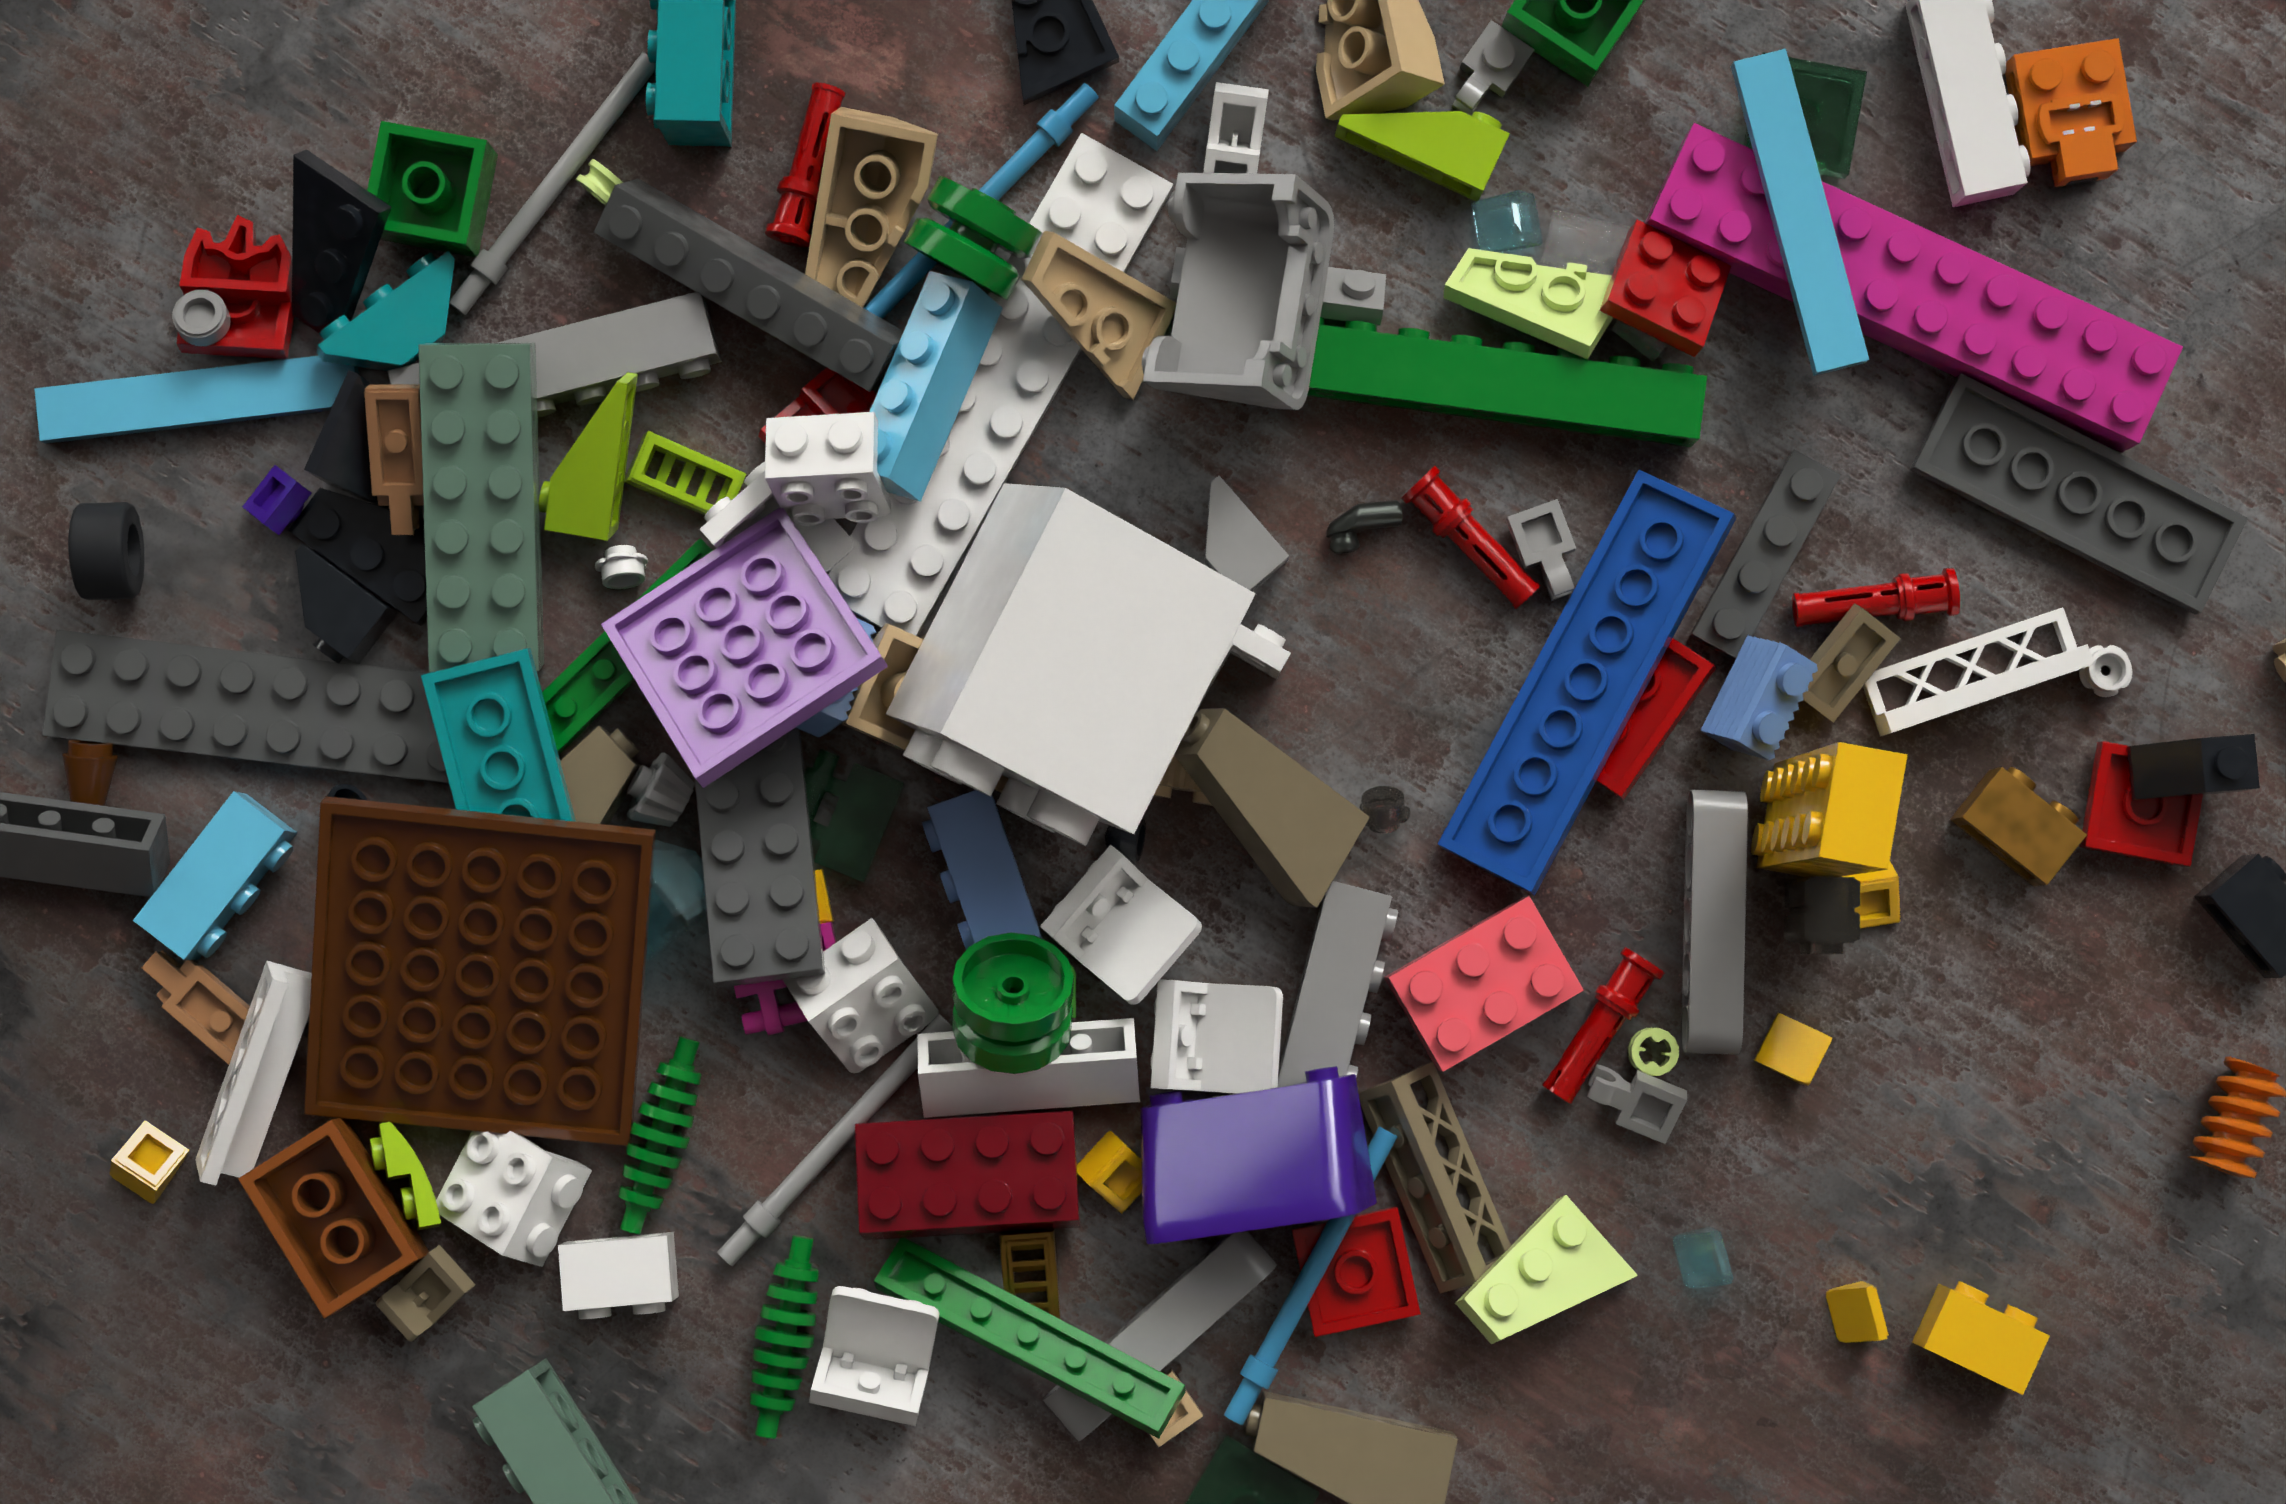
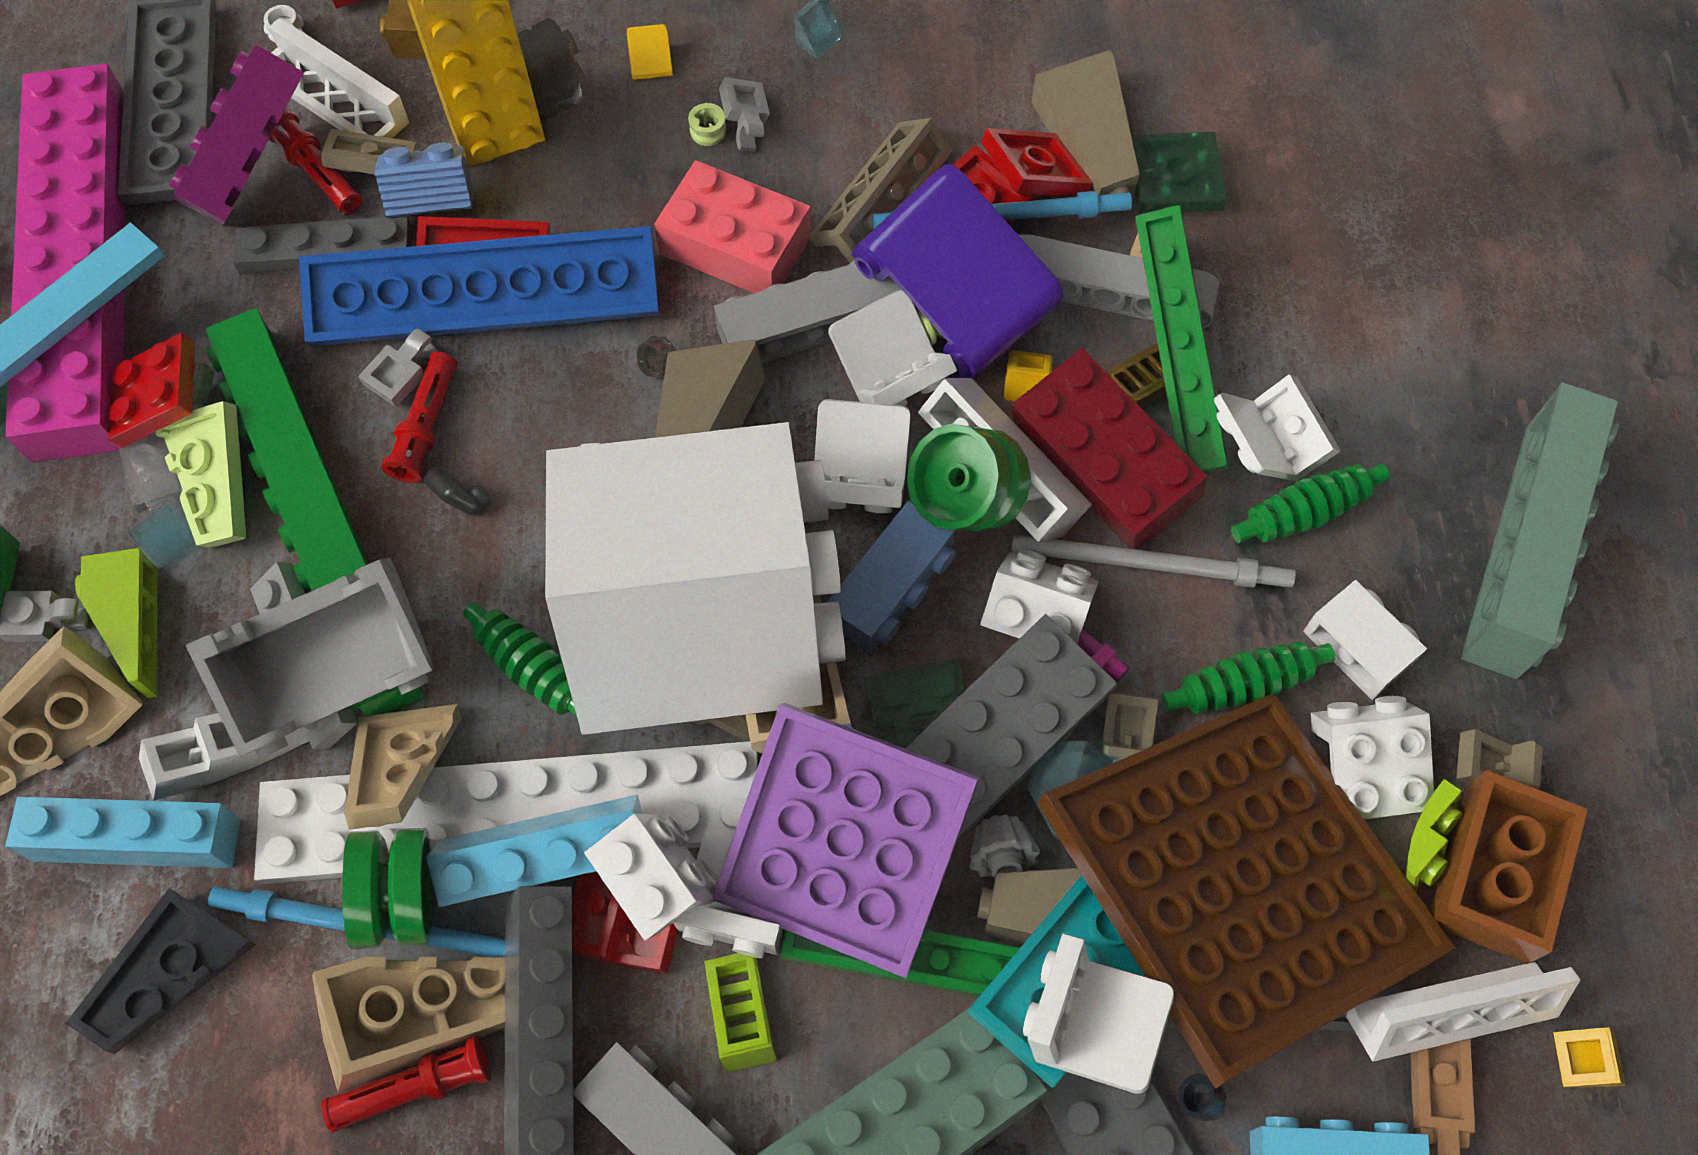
camera: 120 degrees left, 20 degrees down
(438, 739) = (1097, 1019): none -> white bracket
(589, 482) = (779, 1081): lime slope -> none
(622, 567) = (847, 1006): white plate -> none
(685, 984) = (1128, 724): none -> dark tan bracket
(1148, 481) = (522, 657): none -> green piece
(1238, 541) = (517, 563): light grey slope -> none
(1347, 1357) = (1035, 163): none -> red plate
(1544, 1273) = (896, 92): yellowish green wing -> none
(1615, 1004) = (681, 155): red pin -> none
(1714, 922) = (595, 133): light grey beam -> none
(1926, 523) = (237, 134): none -> magenta wedge

